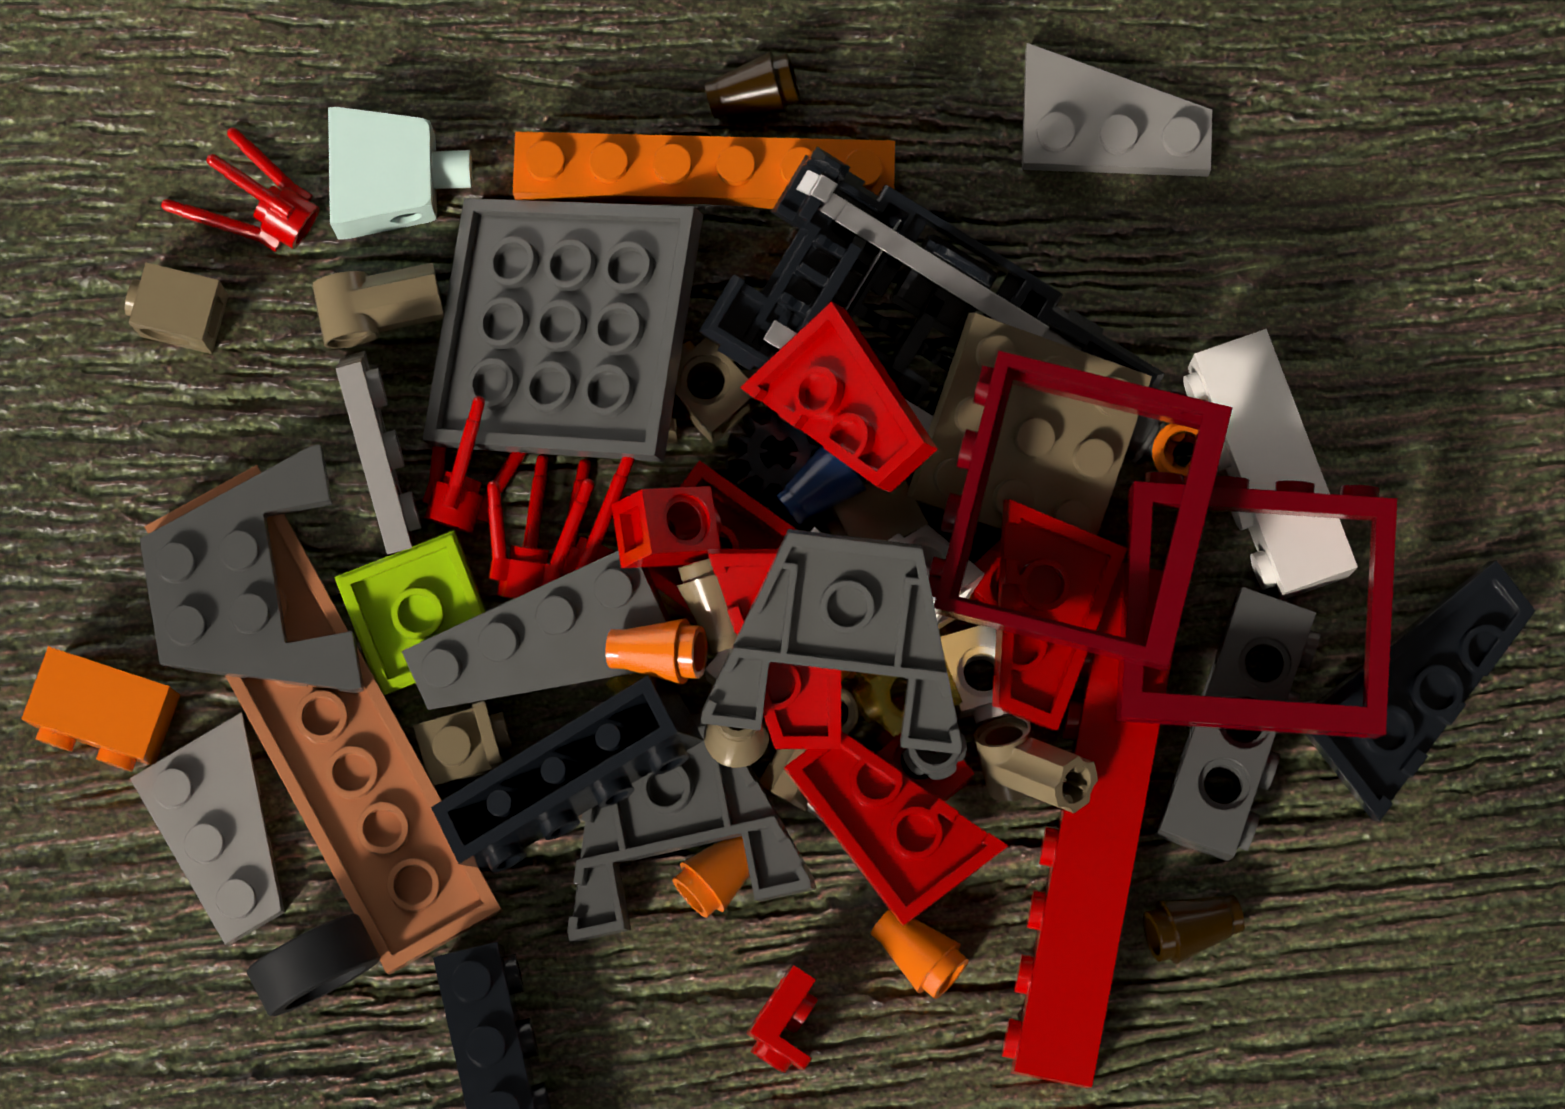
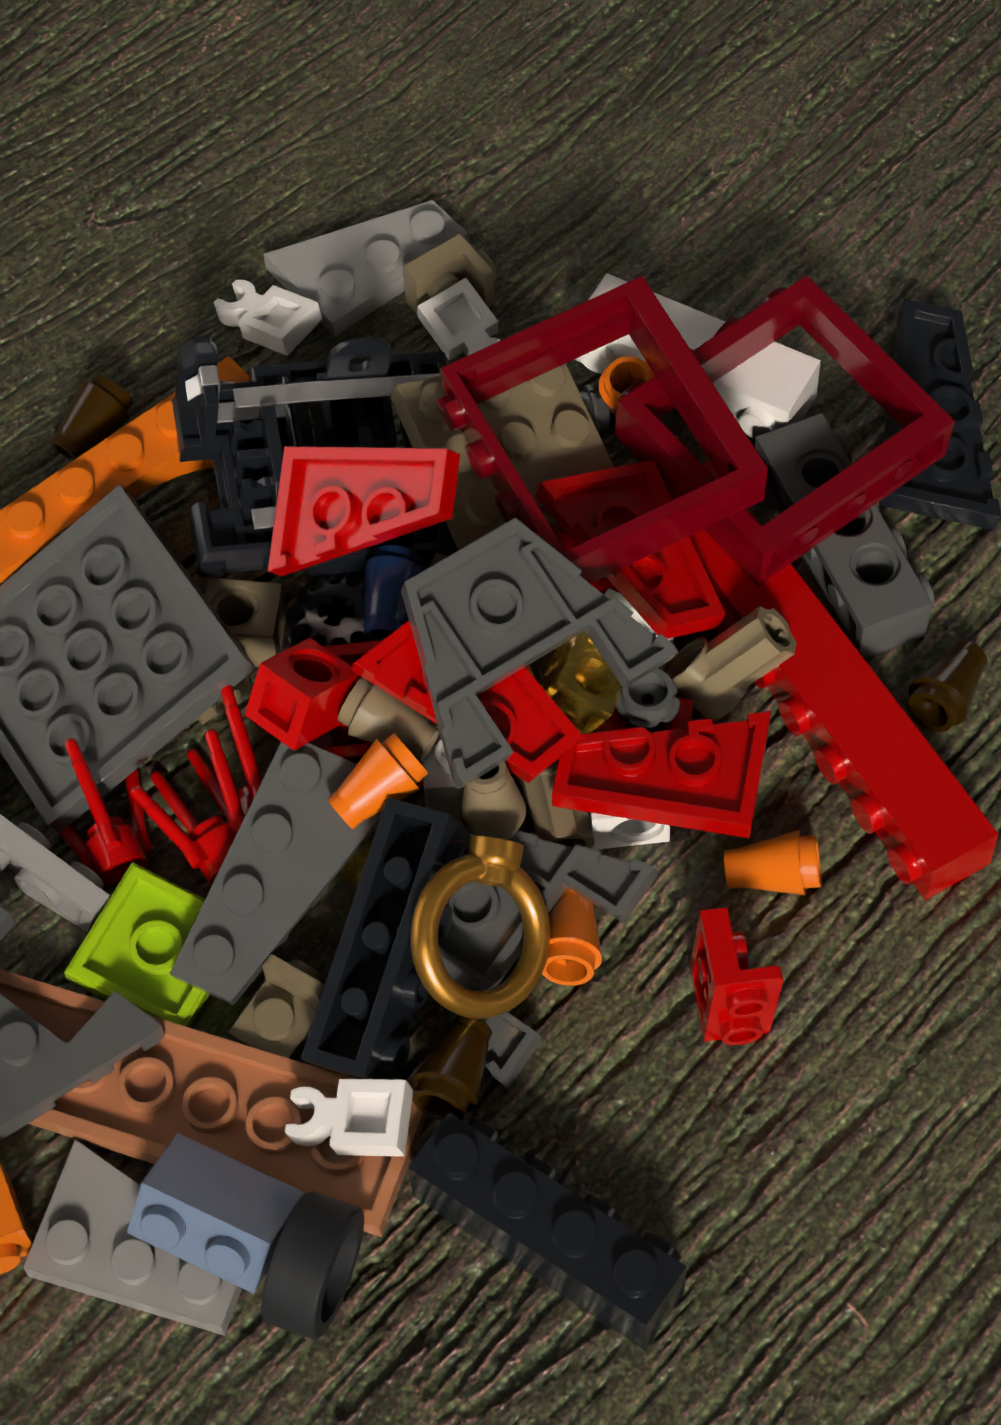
camera: 40 degrees left, 20 degrees down
(281, 864) = (212, 1212): none -> sand blue brick
(438, 886) = (362, 1120): none -> white plate
(536, 906) = (453, 1070): none -> dark brown cone
(683, 789) = (494, 864): none -> pearl gold piece
(977, 115) = (271, 320): none -> white plate
(1124, 257) = (459, 320): none -> white plate
(1145, 196) = (445, 267): none -> dark tan bracket

